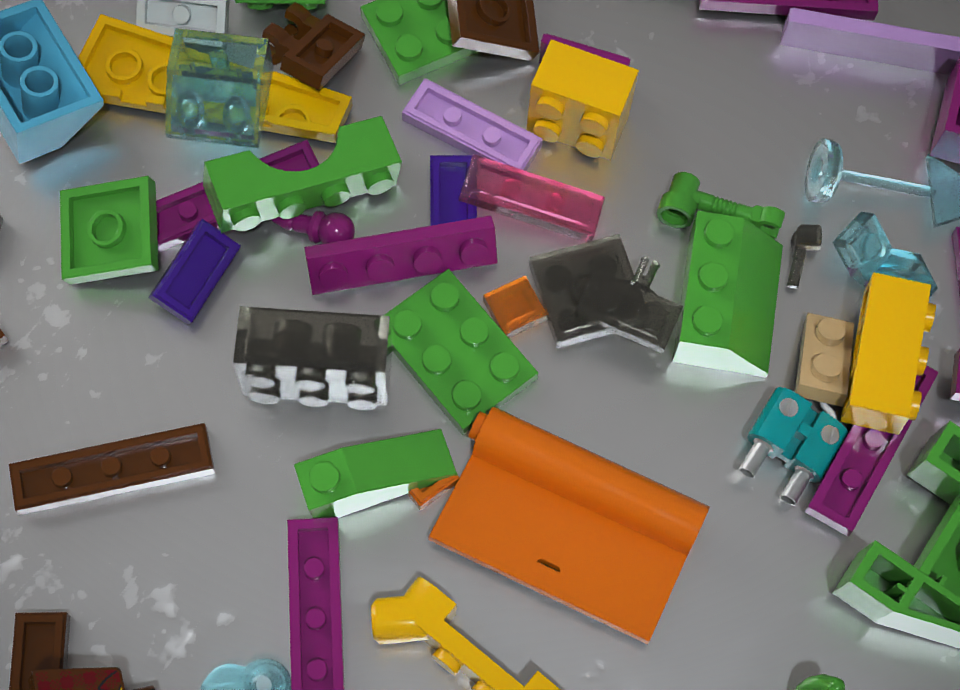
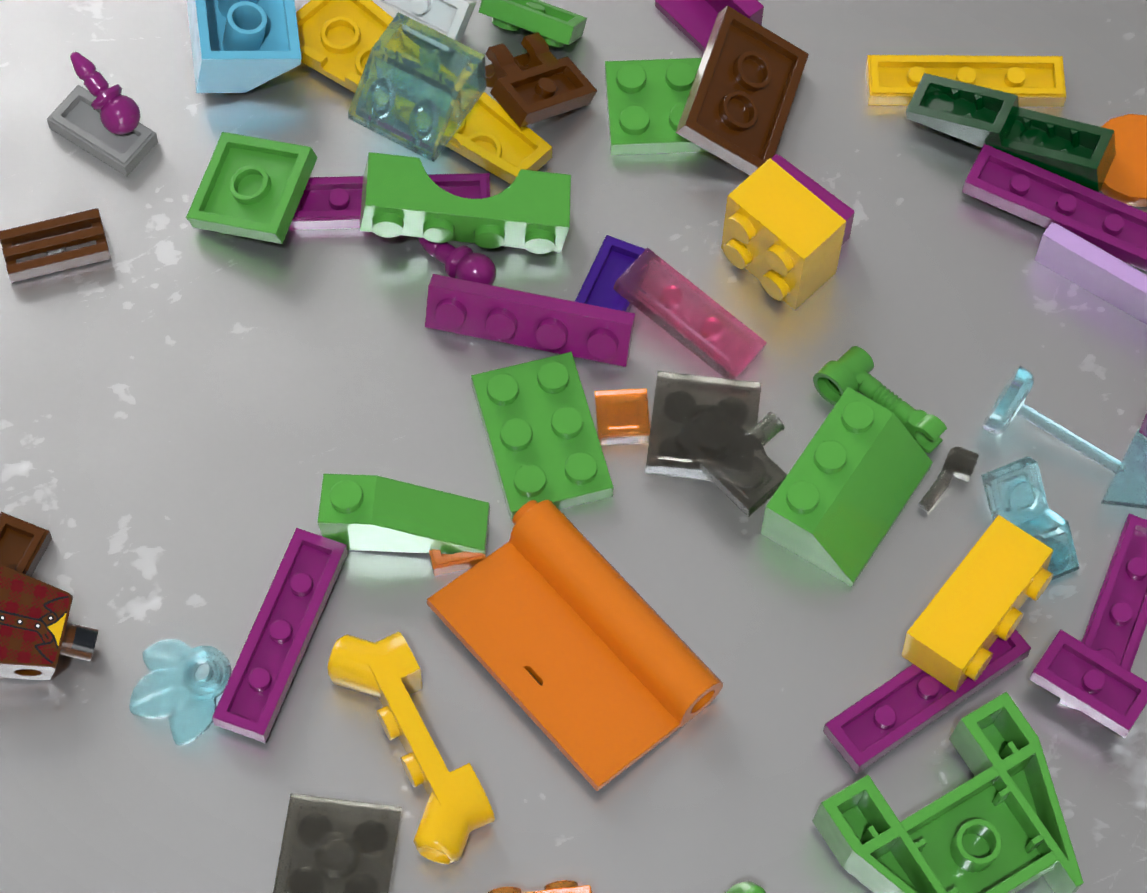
camera: 25 degrees right, 5 degrees down
(111, 469) = (153, 416): reddish brown tile -> none
(194, 271) = (318, 259): dark purple tile -> none
(313, 357) = (393, 382): clear smoke brick -> none
(470, 126) = (663, 223): lavender tile -> none
(798, 437) = (848, 652): teal piece -> none
(825, 359) = (912, 586): tan plate -> none

